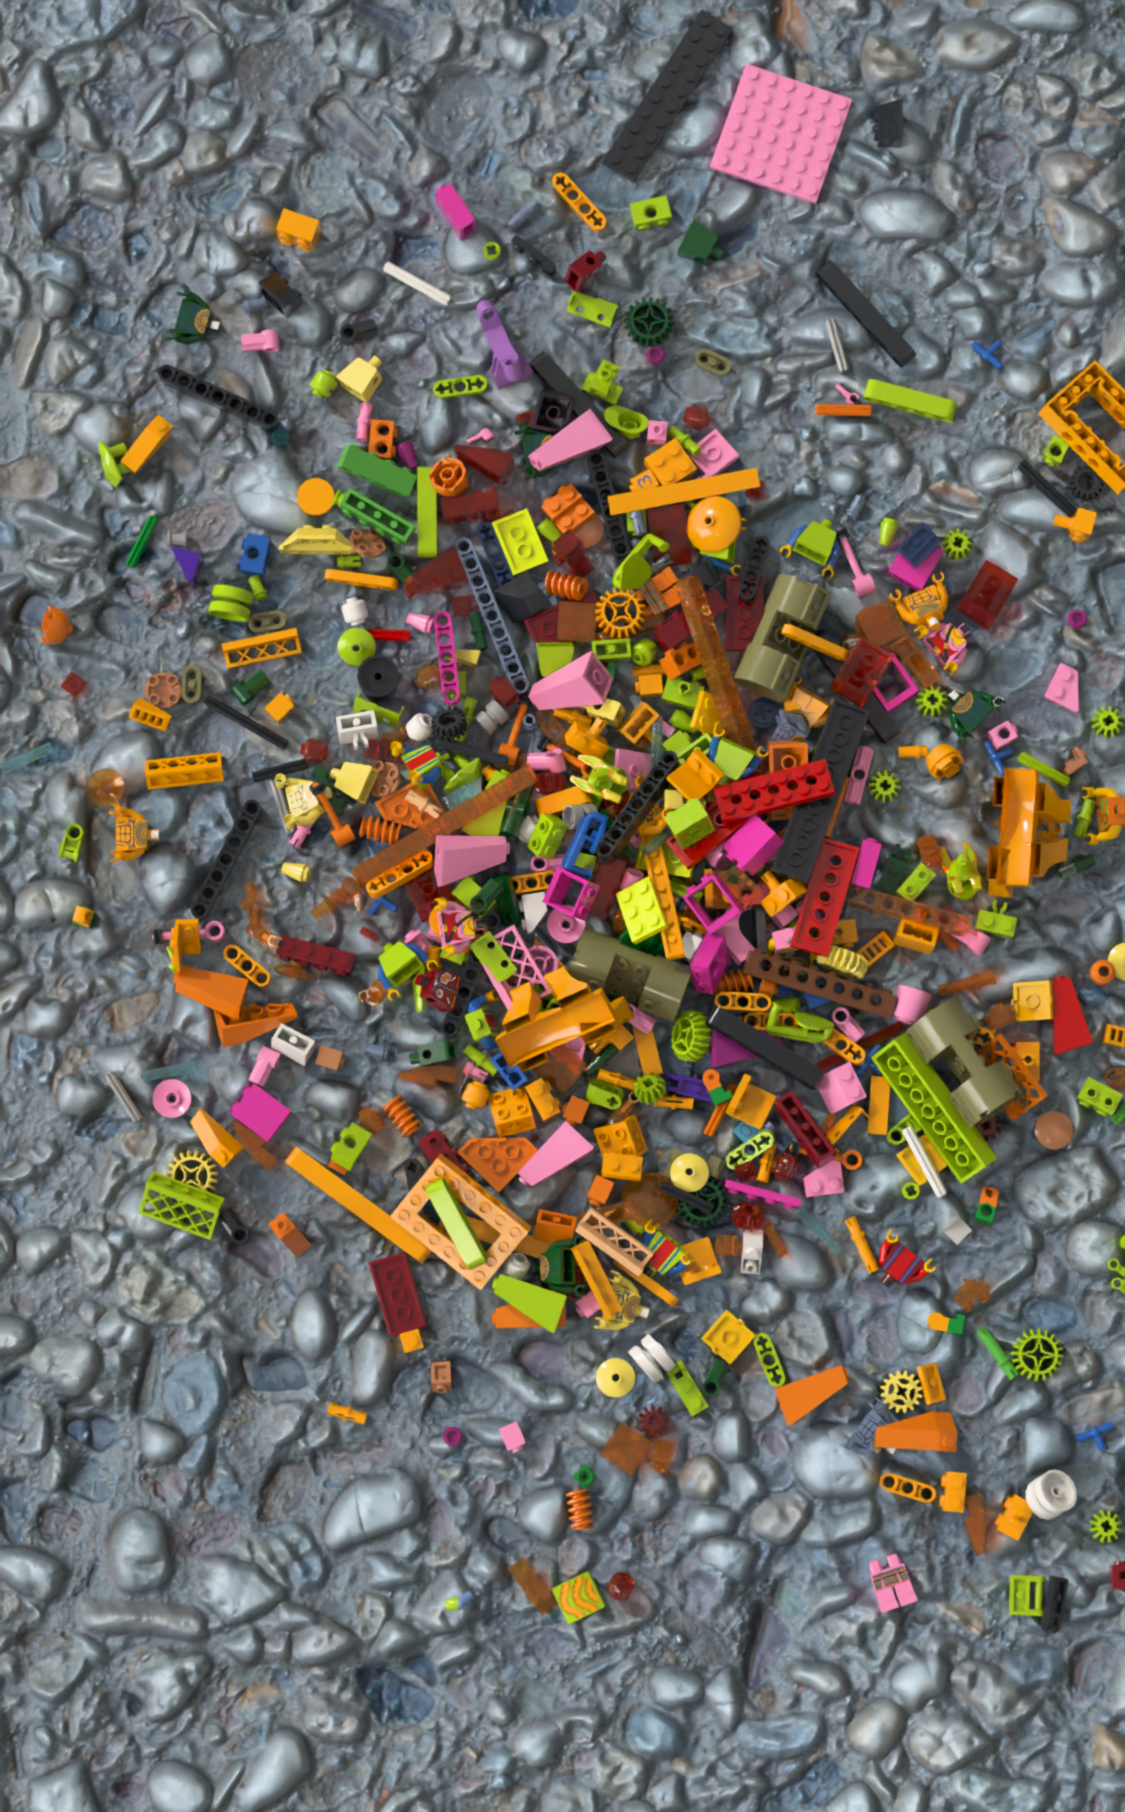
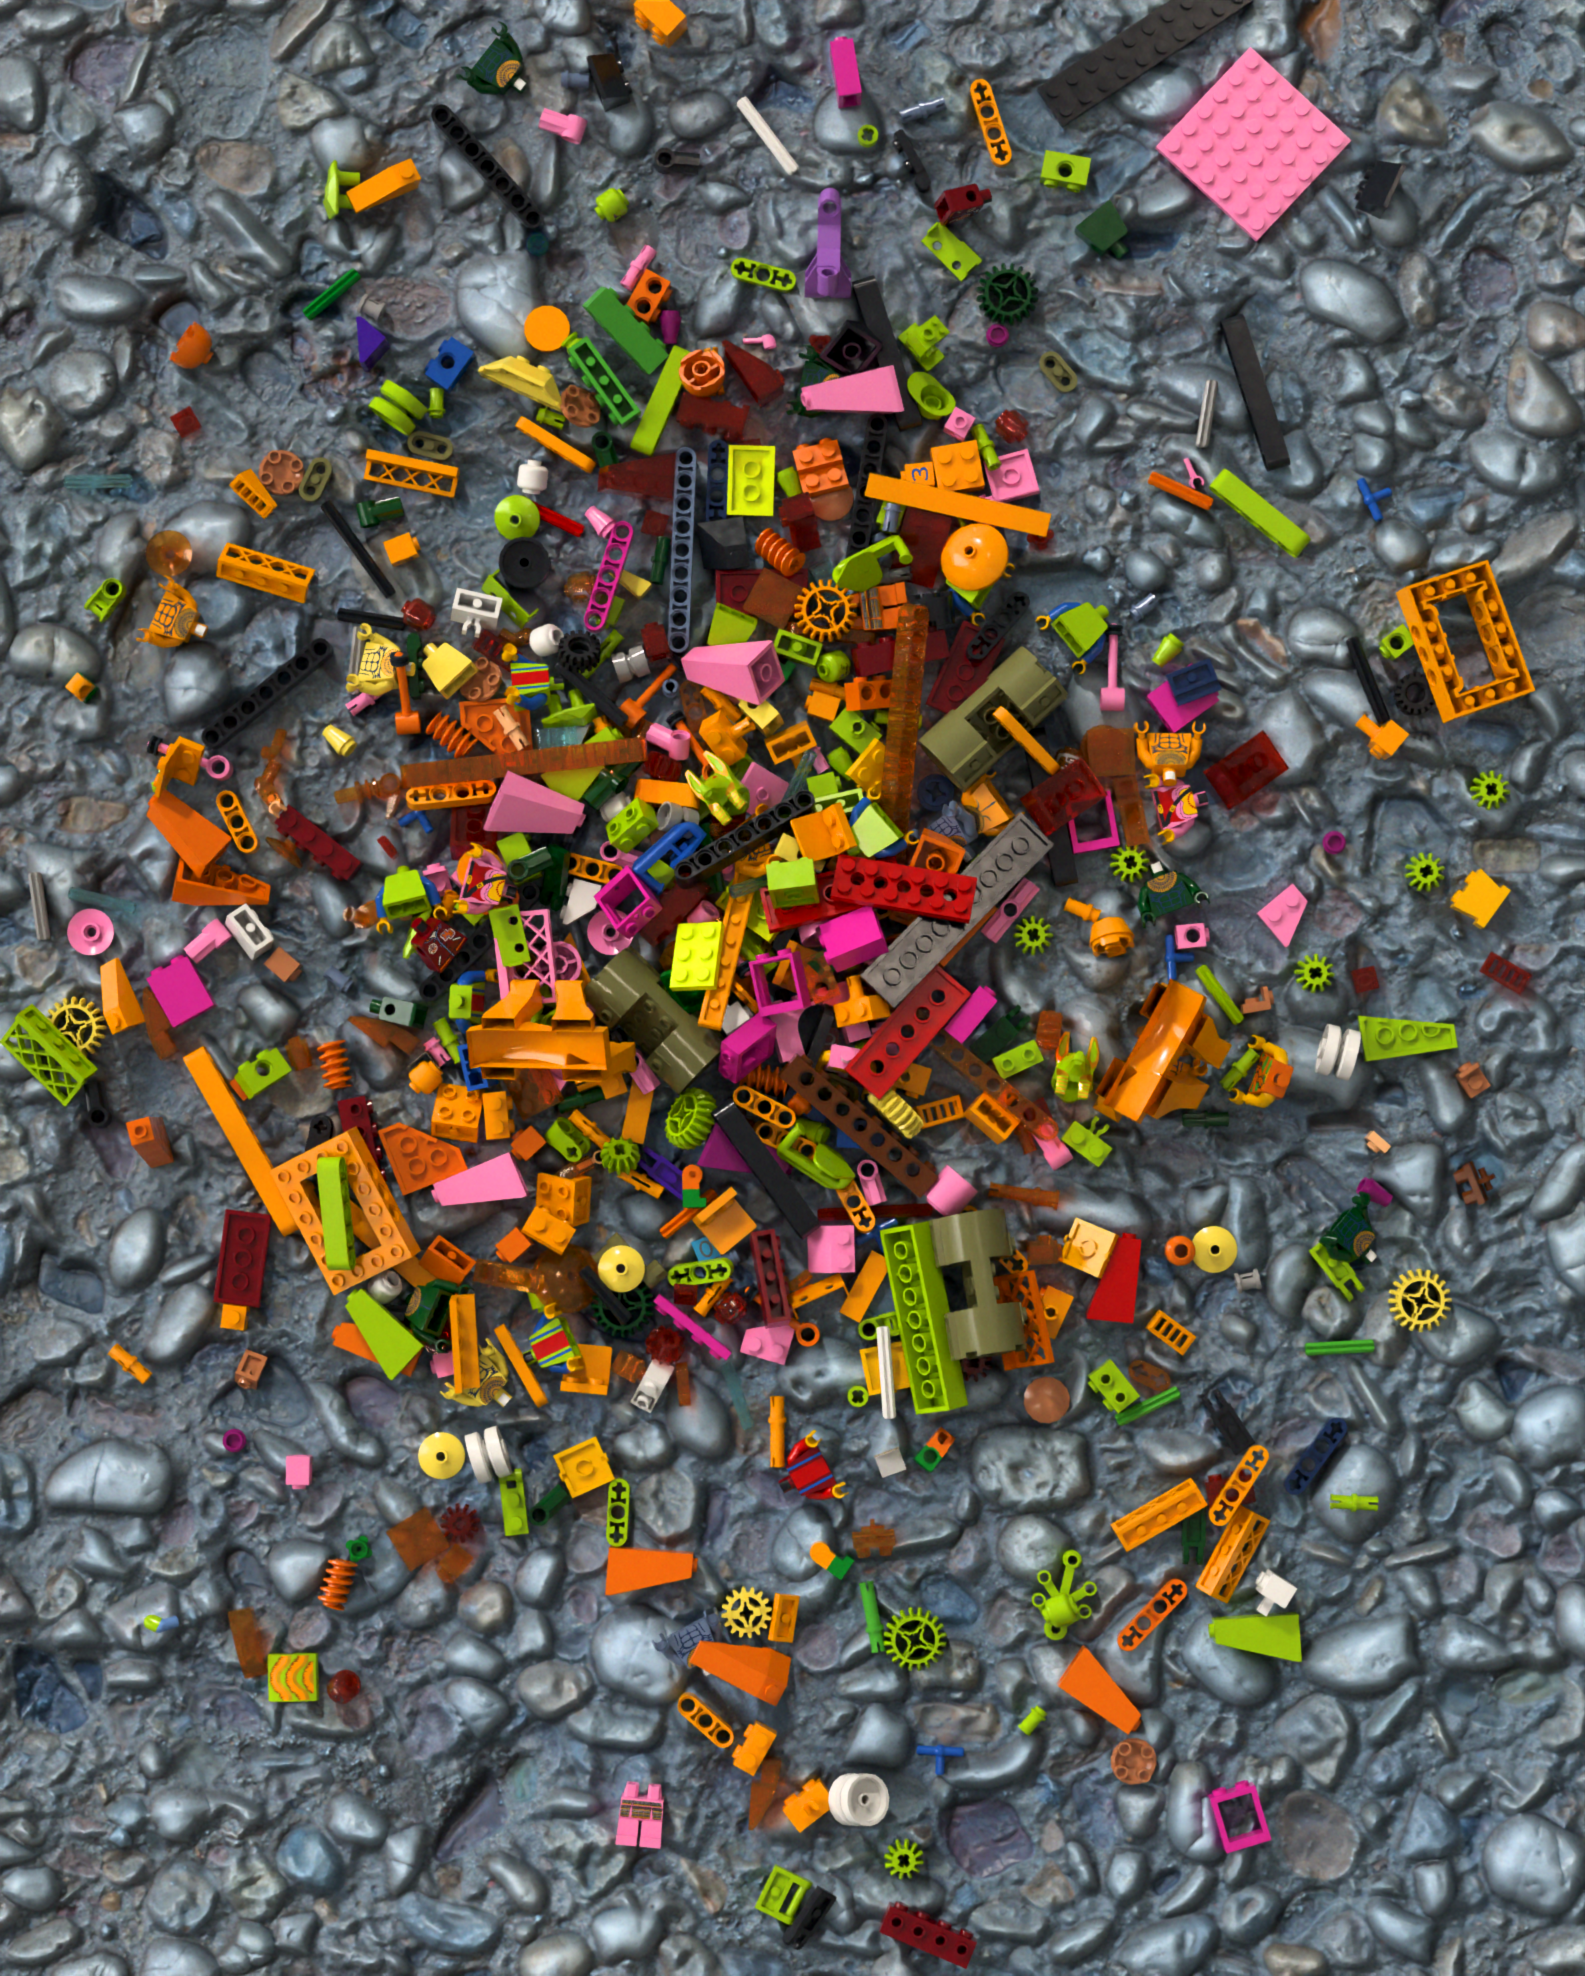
camera: 25 degrees right, 5 degrees up
(361, 378) = (656, 216): light yellow torso -> none
(609, 1246) = (497, 1313): light nougat fence -> none
(641, 744) = (784, 767): clear orange hinge -> none
(959, 537) = (1244, 705): lime gear -> none

